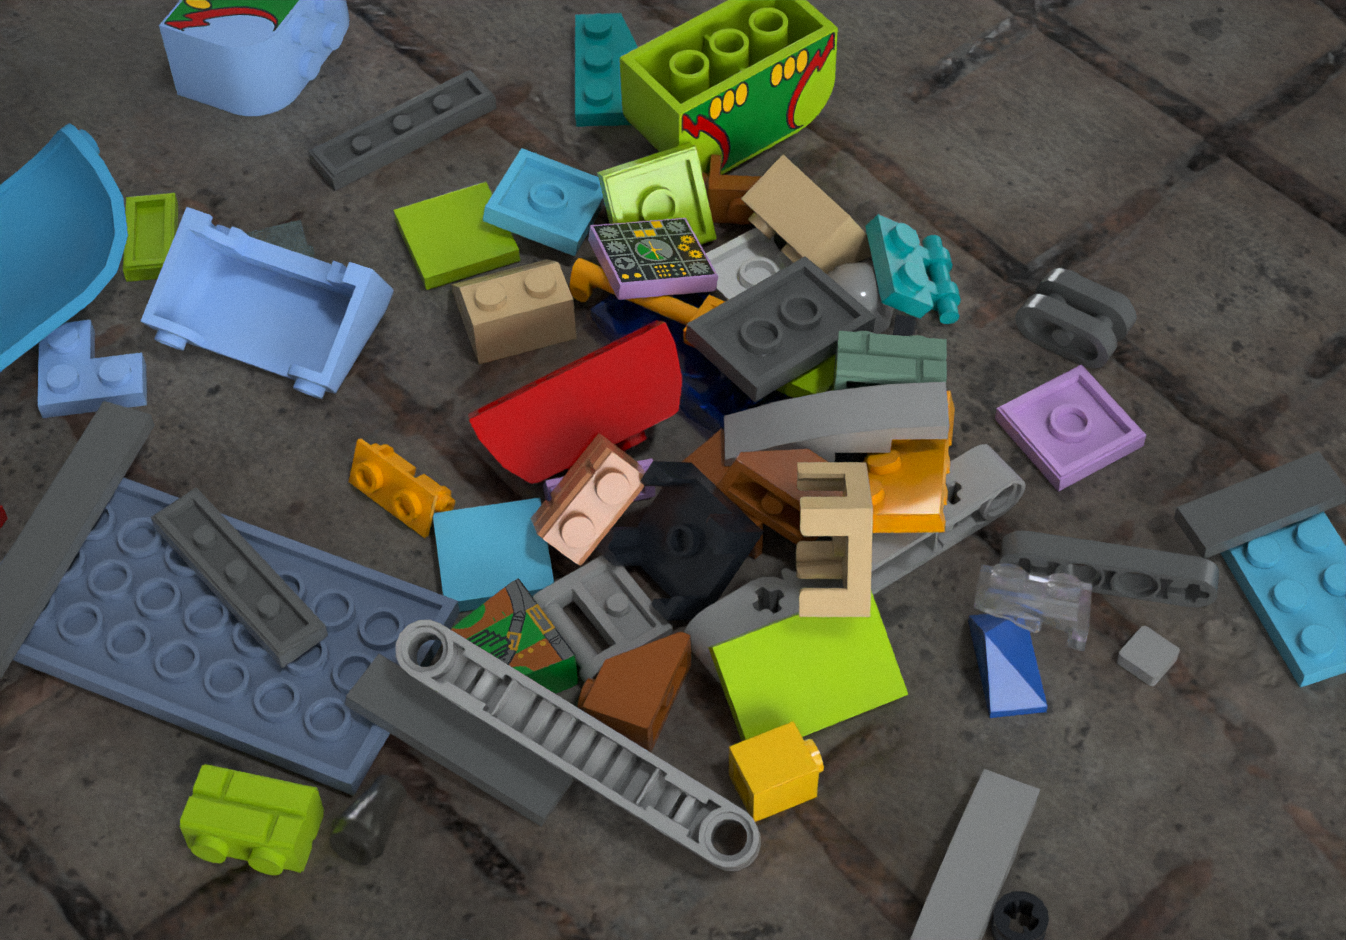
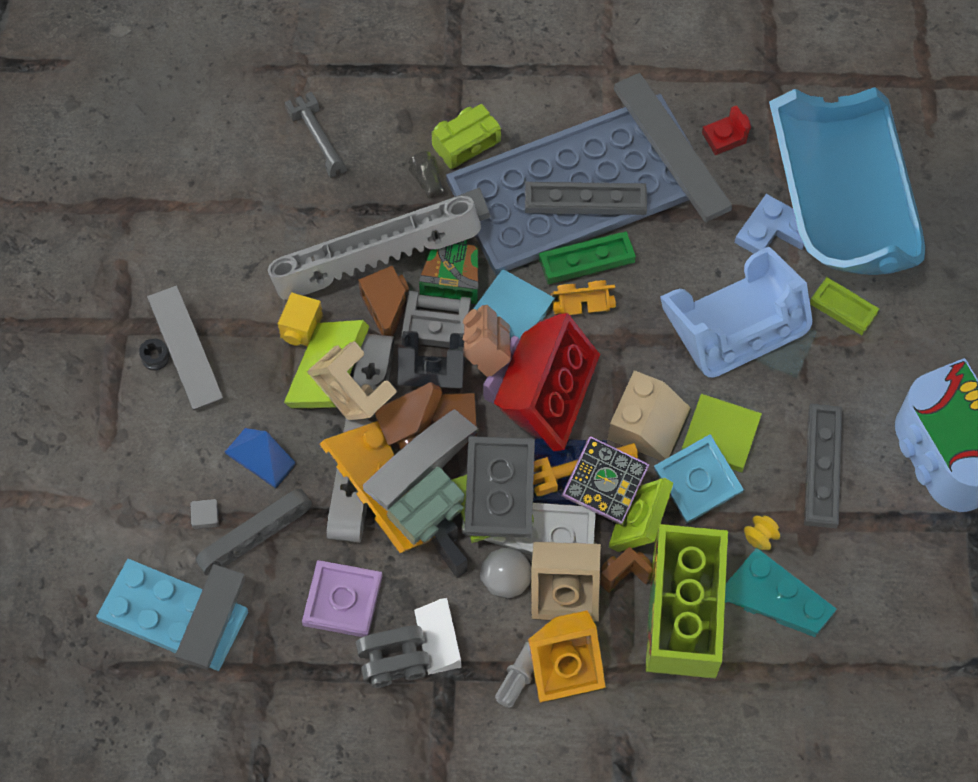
camera: 130 degrees right, 10 degrees up
(331, 521) = (587, 257): none -> green plate
(553, 116) = (762, 532): none -> yellow wheel
(880, 174) = (566, 657): none -> light orange slope
(904, 270) = (497, 595): teal plate -> none
(957, 203) = (517, 677): none -> light grey axle
(991, 308) = (438, 636): none -> white slope
(1036, 599) = (265, 481): clear wing -> none

